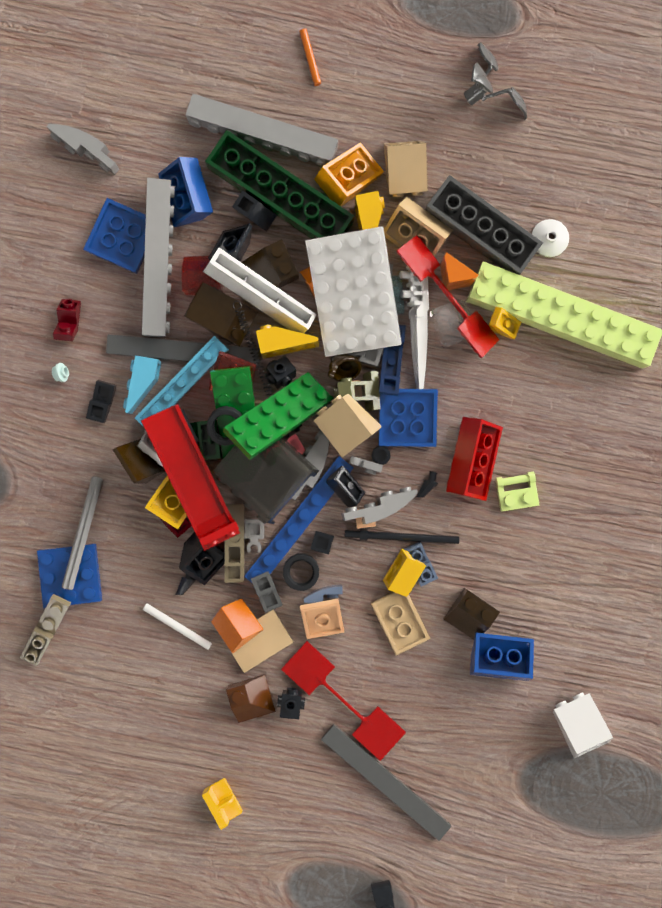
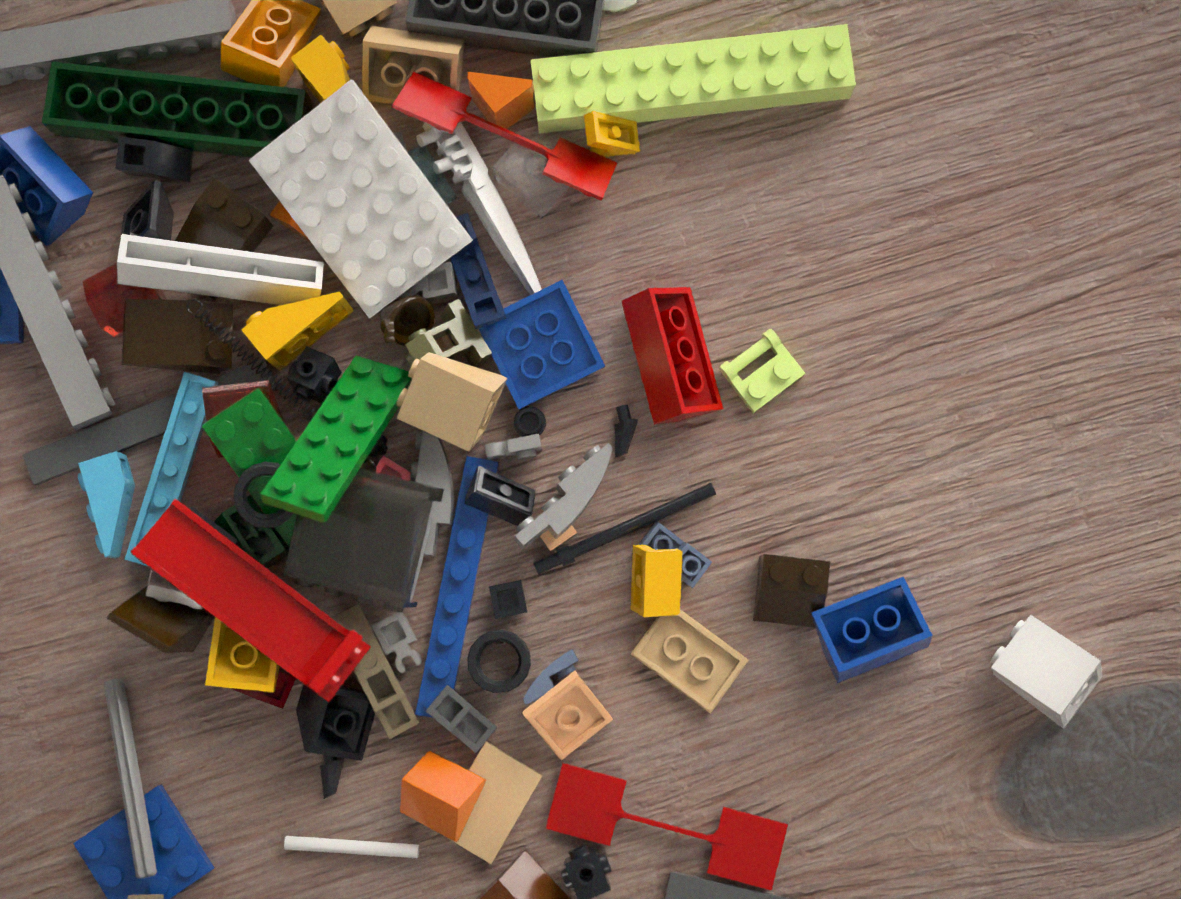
camera: 20 degrees left, 5 degrees down
(101, 402) = (63, 561): black slope -> none

